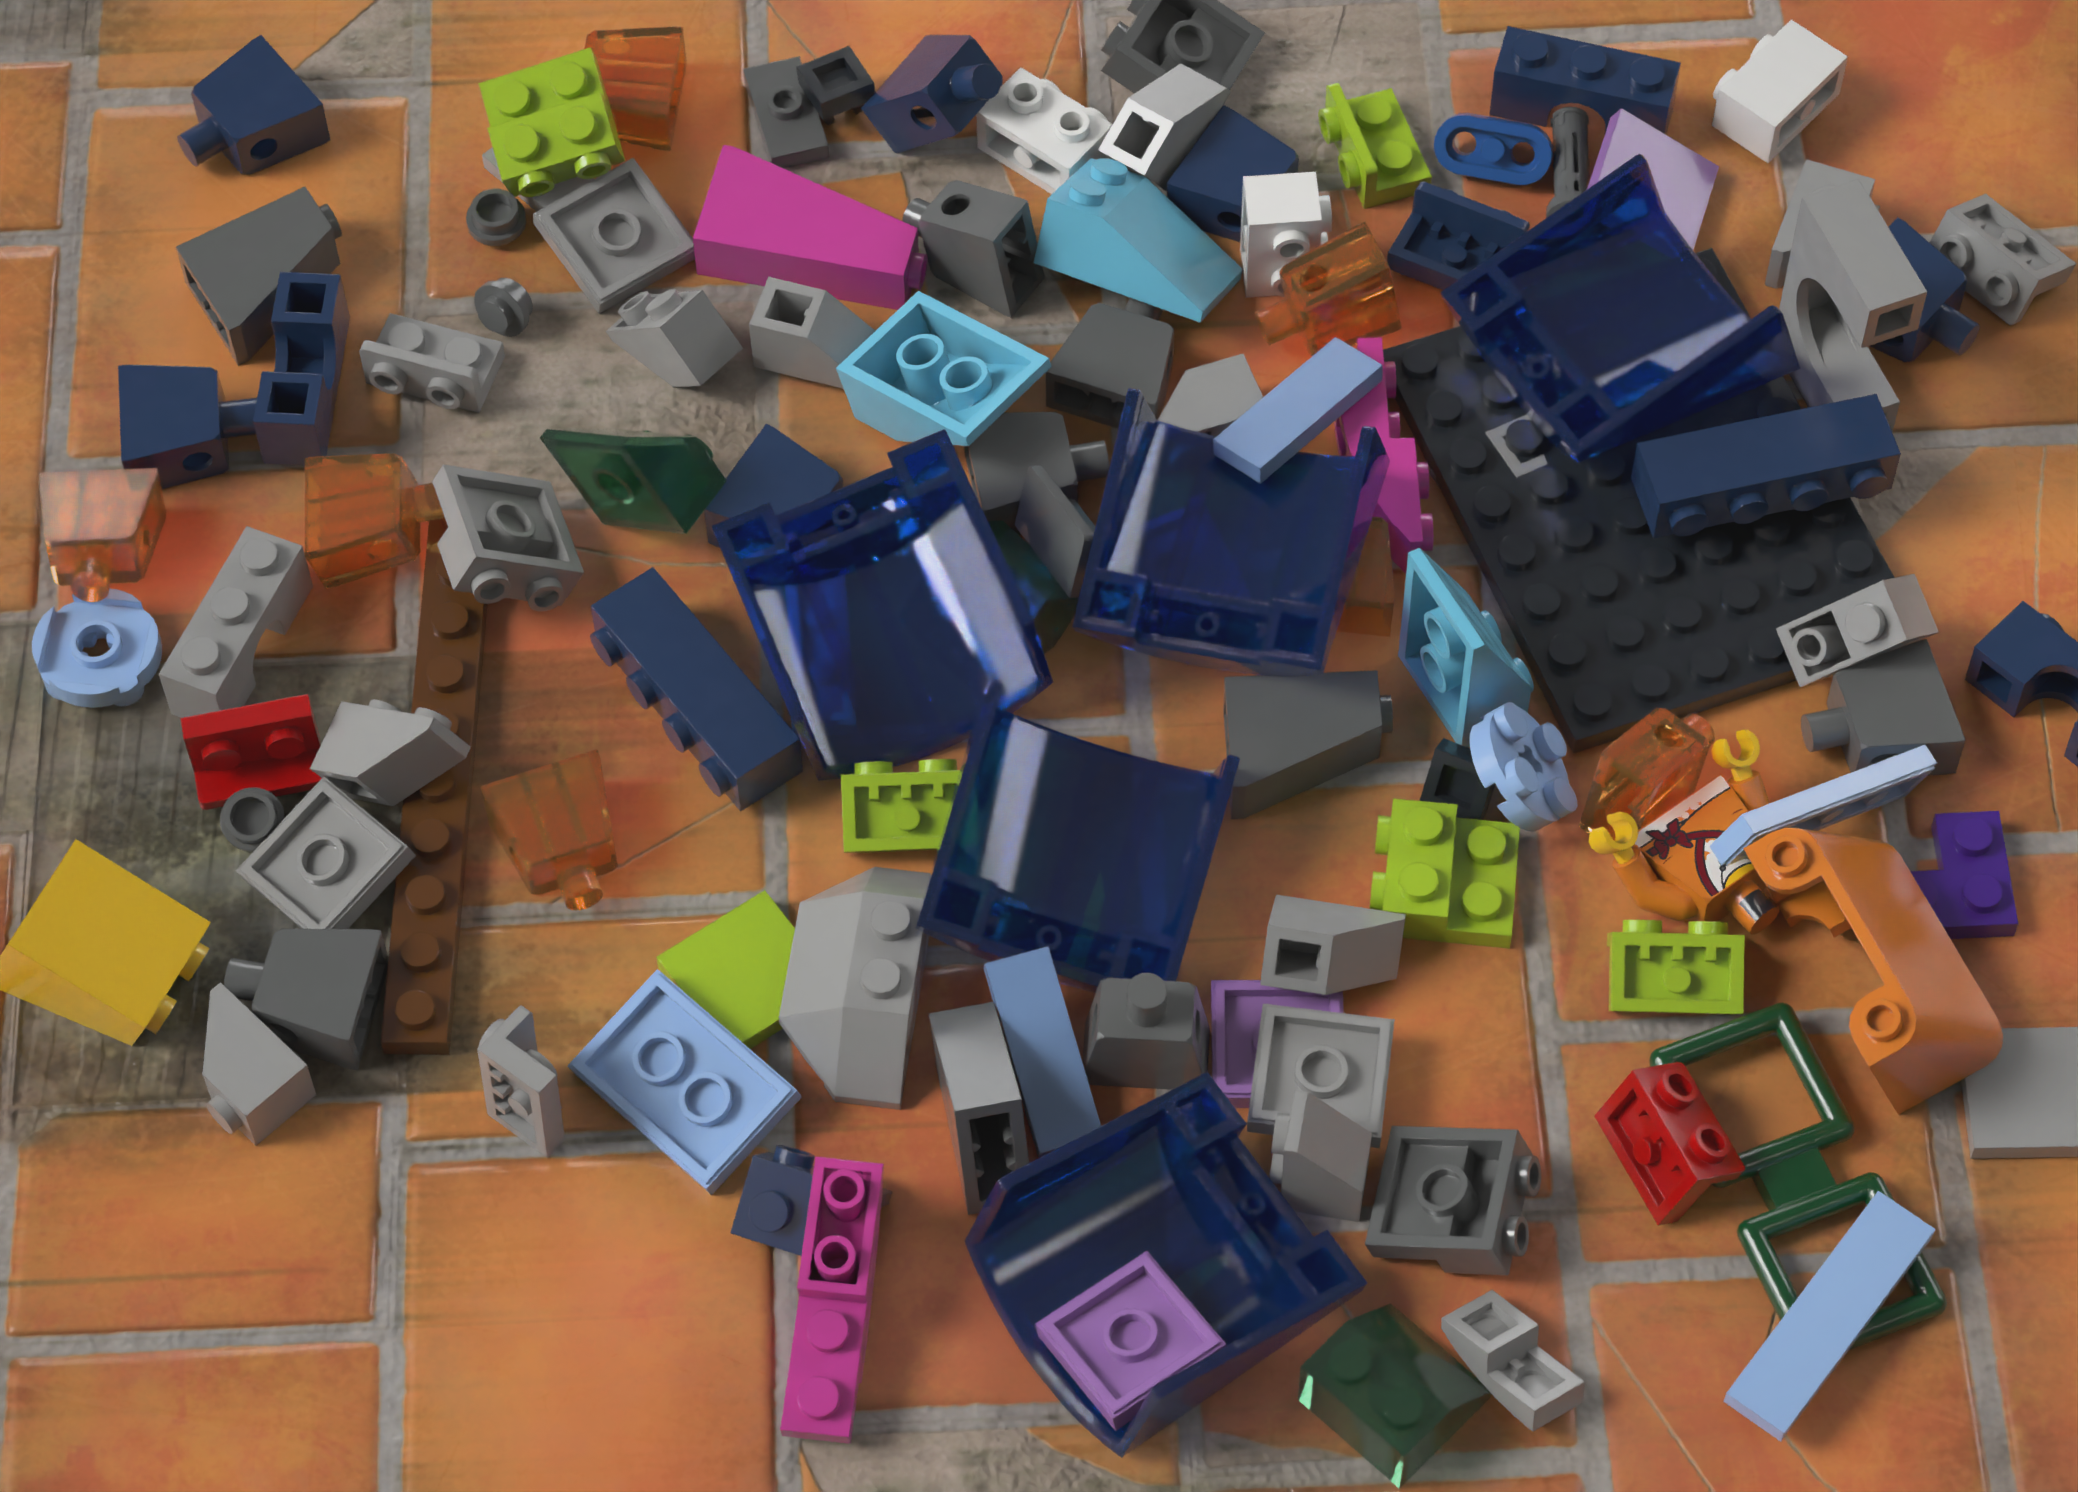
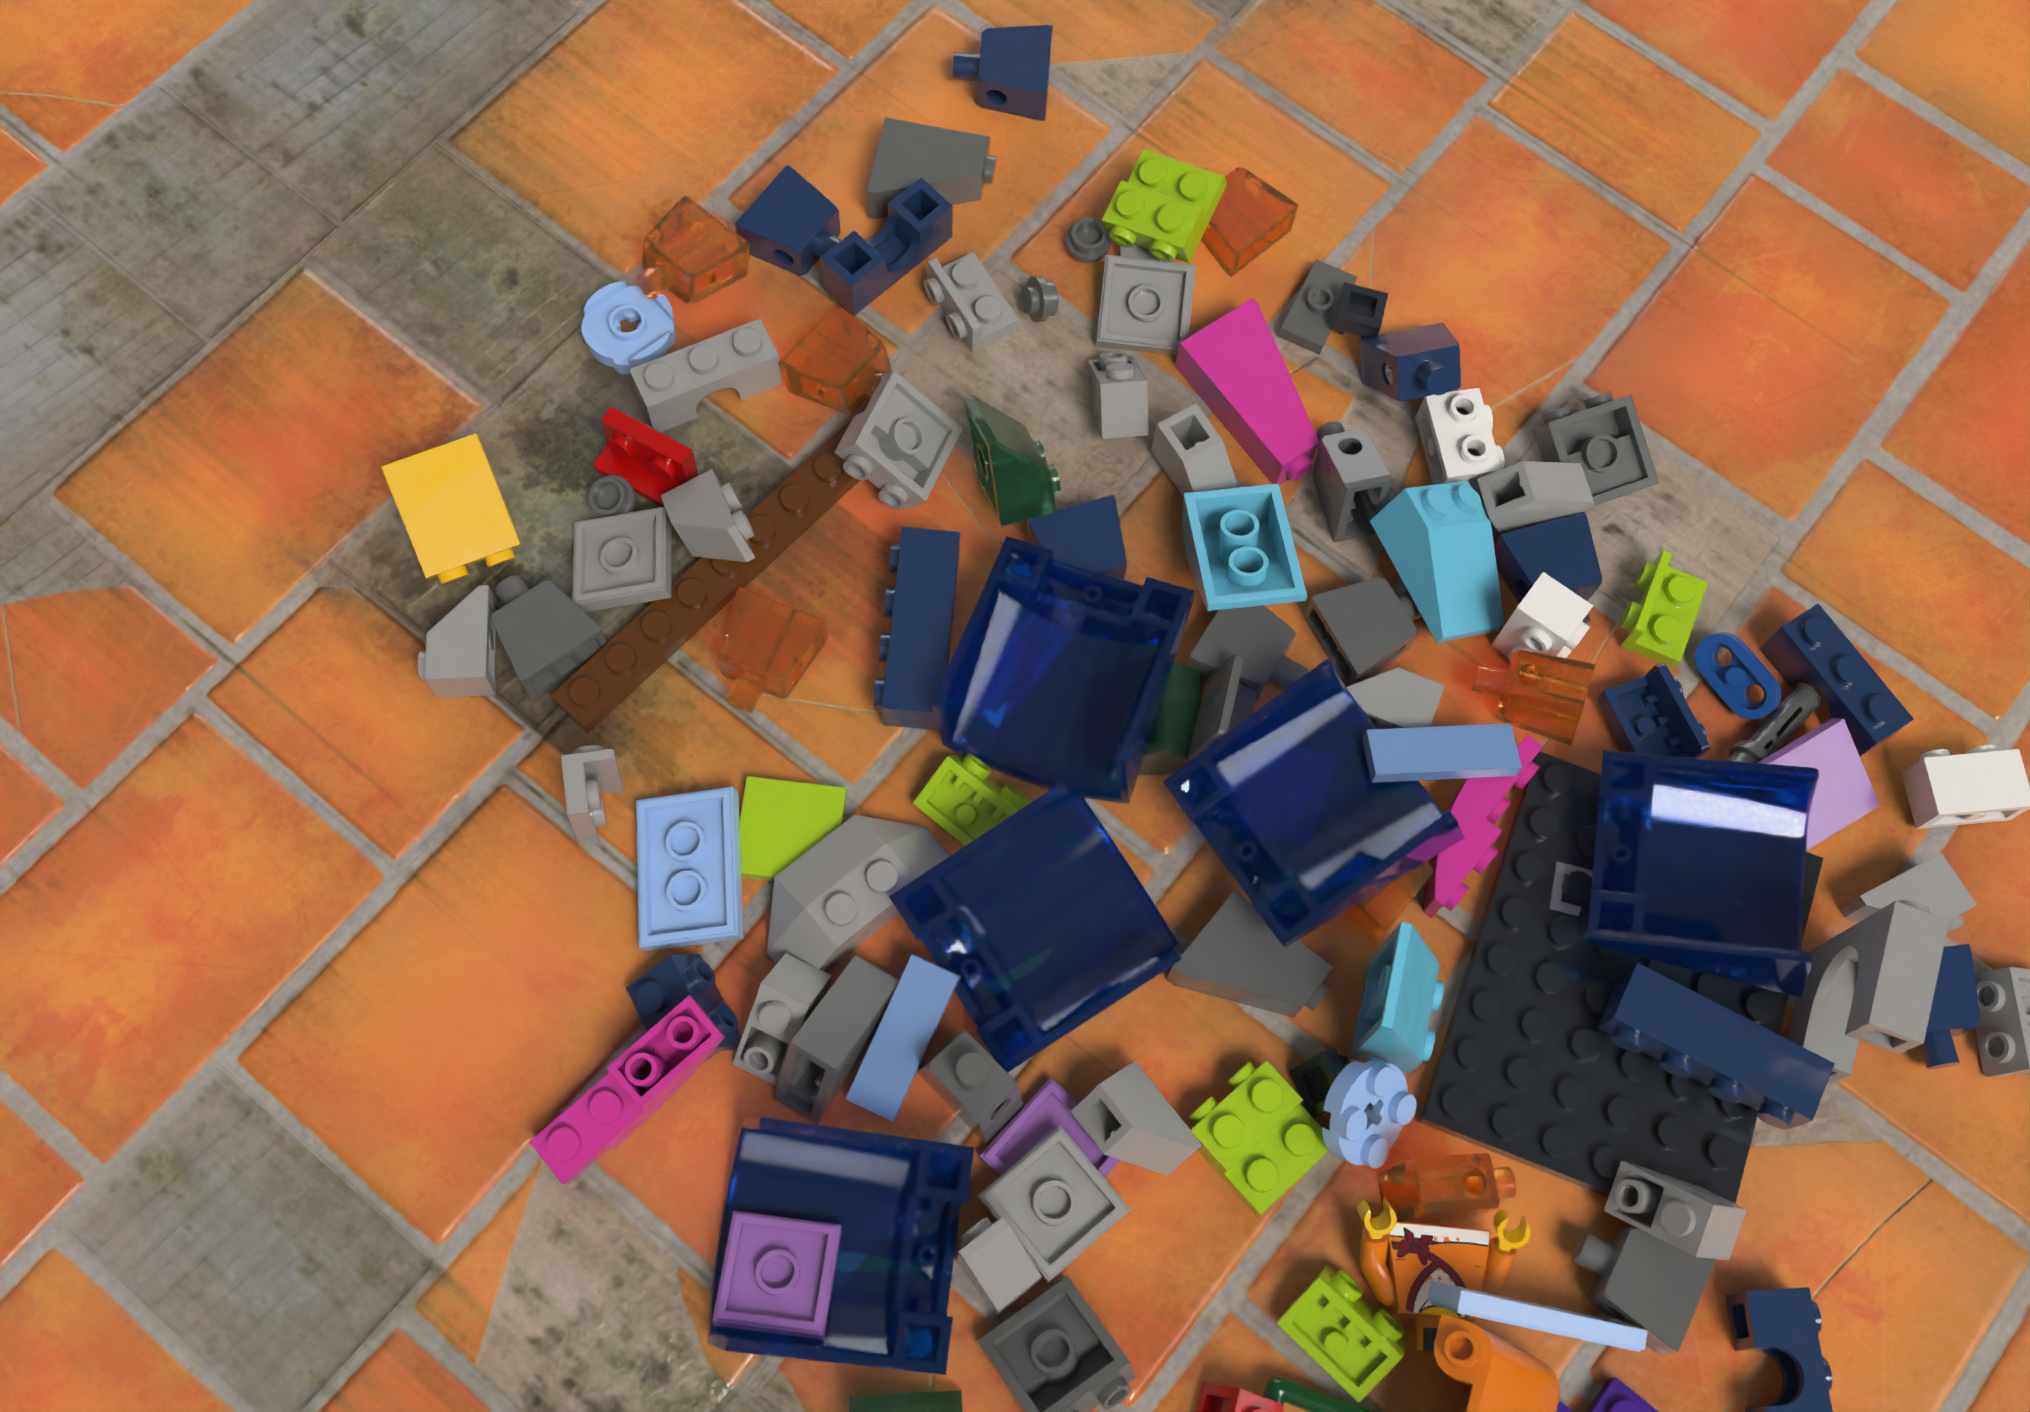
camera: 35 degrees right, 10 degrees up
(912, 1134) = (779, 1011): none -> light grey slope

